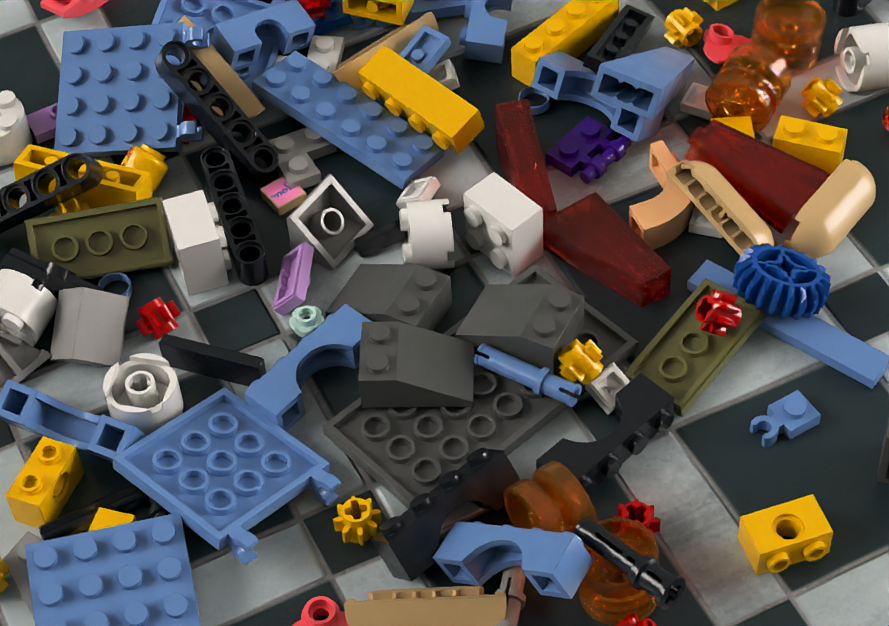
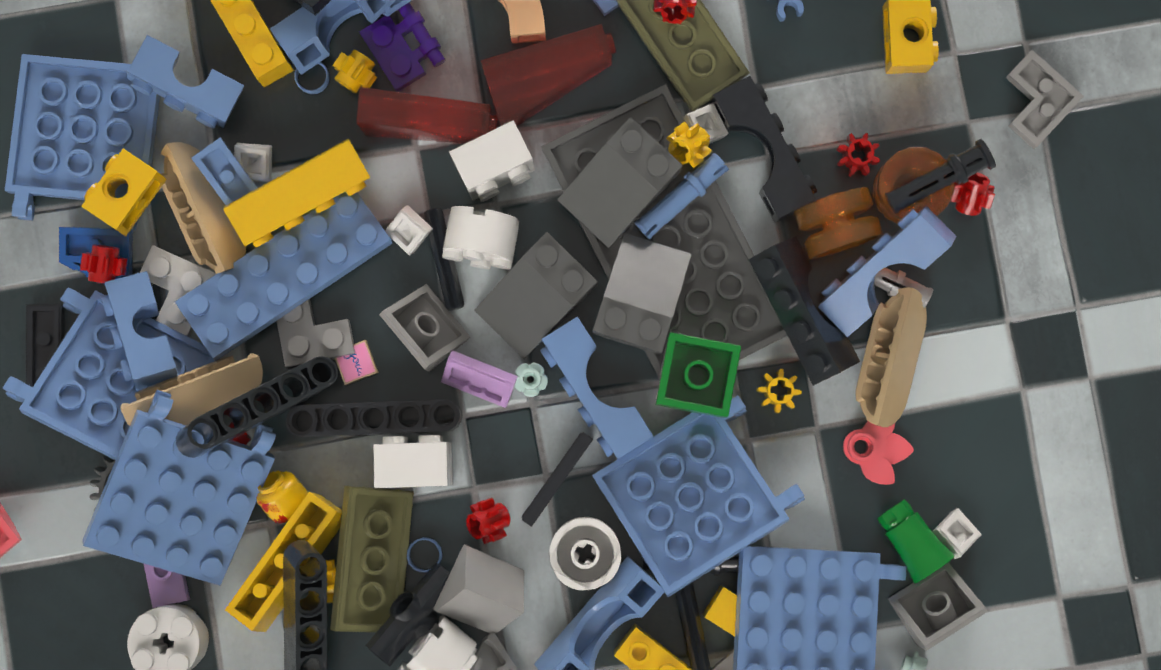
camera: 75 degrees left, 35 degrees up
(345, 425) = (698, 375): none -> green brick
(550, 118) = (354, 71): none -> yellow gear

